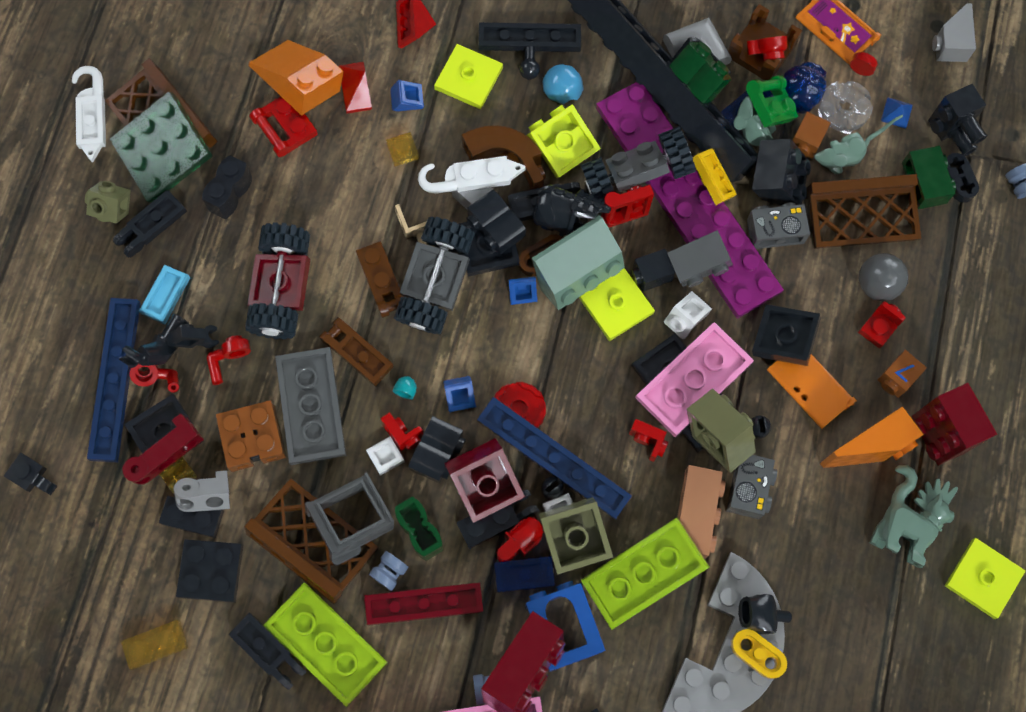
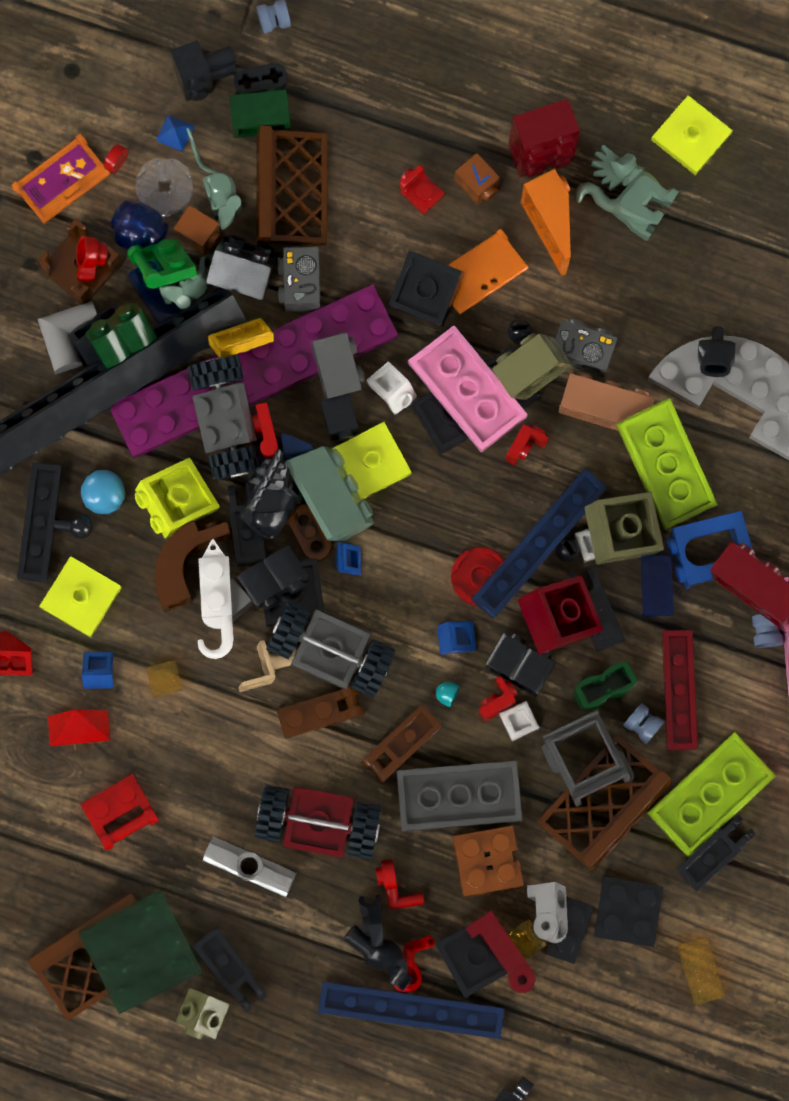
camera: 85 degrees left, 5 degrees up
(90, 114) = (82, 1036): white plate -> none
(164, 294) = (314, 955): medium azure tile -> none
(224, 190) = (202, 880): black brick -> none
(232, 245) = (268, 875): none -> light grey piece
(299, 75) = (60, 791): orange slope -> none
(520, 539) = (621, 586): red arm -> none
(619, 230) = (294, 447): none -> blue slope
(759, 651) = (754, 364): yellow plate -> none
(883, 277) = (372, 179): dark grey piece -> none
(956, 38) = (92, 53): light grey slope -> none

